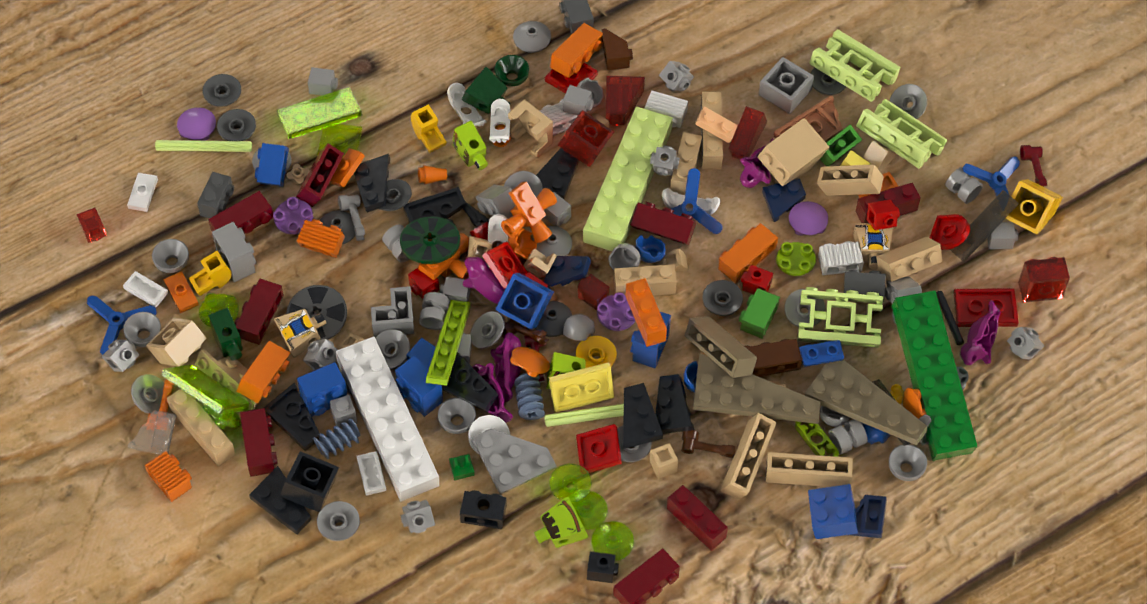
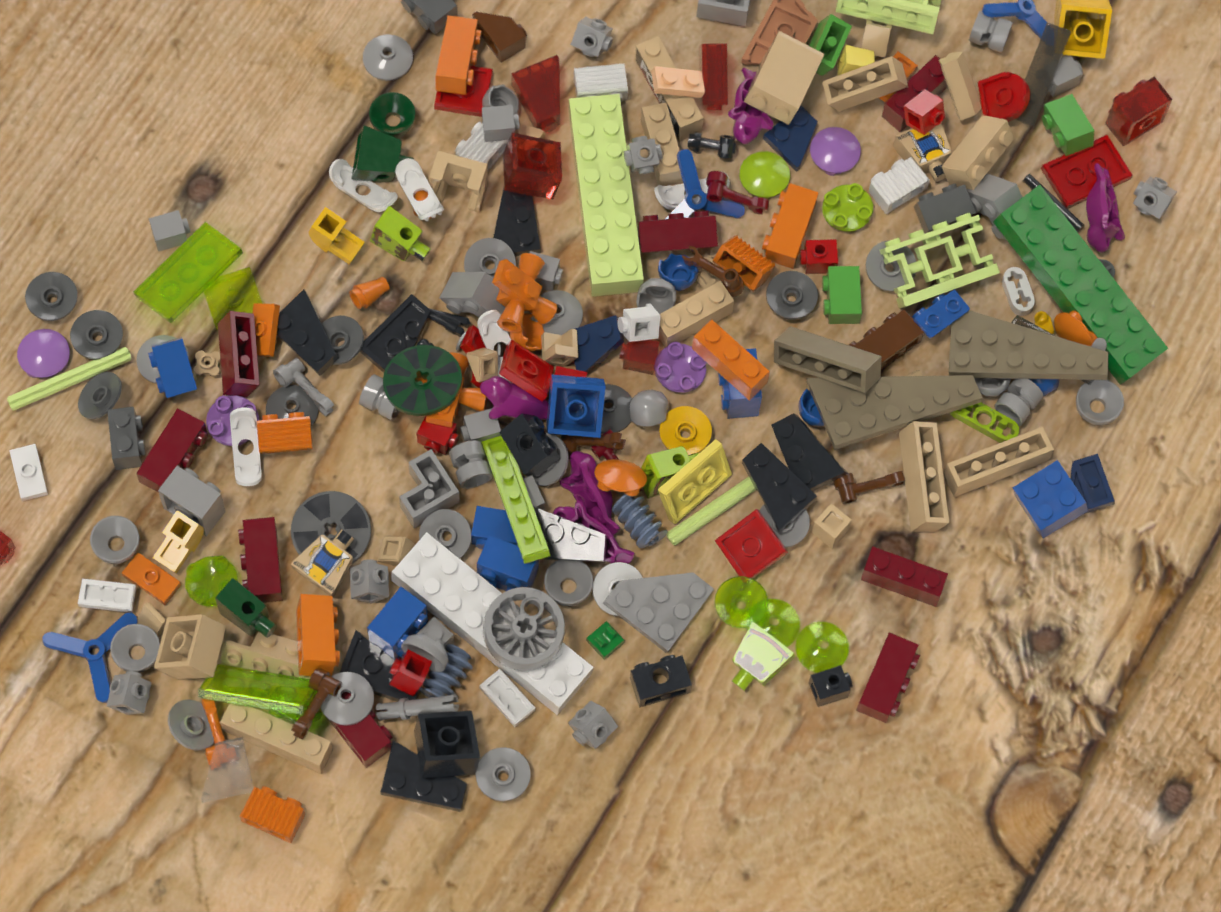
camera: 30 degrees left, 10 degrees up
(164, 315) = (151, 617): none -> tan slope
(215, 163) = (99, 395): none -> dark grey dish
(247, 403) = (324, 685): none -> reddish brown brick
(262, 428) = (356, 707): none -> light grey dish
(287, 249) = (246, 467): none -> white piece
(296, 445) = (406, 708): none -> light grey pin
(310, 422) = (409, 672): none -> red brick
(328, 411) = (428, 647): none -> light grey piece
(413, 406) = (529, 596): none -> light grey piece
(480, 314) = (518, 438): none -> black brick
(601, 273) = (640, 323): none -> white brick
(681, 266) = (728, 277): none -> reddish brown brick
(699, 262) = (747, 261): none -> orange brick
(707, 205) = (718, 188): none -> dark red brick
(730, 183) = (726, 145): none -> black bar
(748, 213) = (764, 174): none -> lime dish
(894, 366) = (1012, 293): none -> white beam
(920, 209) = (960, 85): none -> tan piece
(987, 269) = (1068, 125): none -> bright green brick

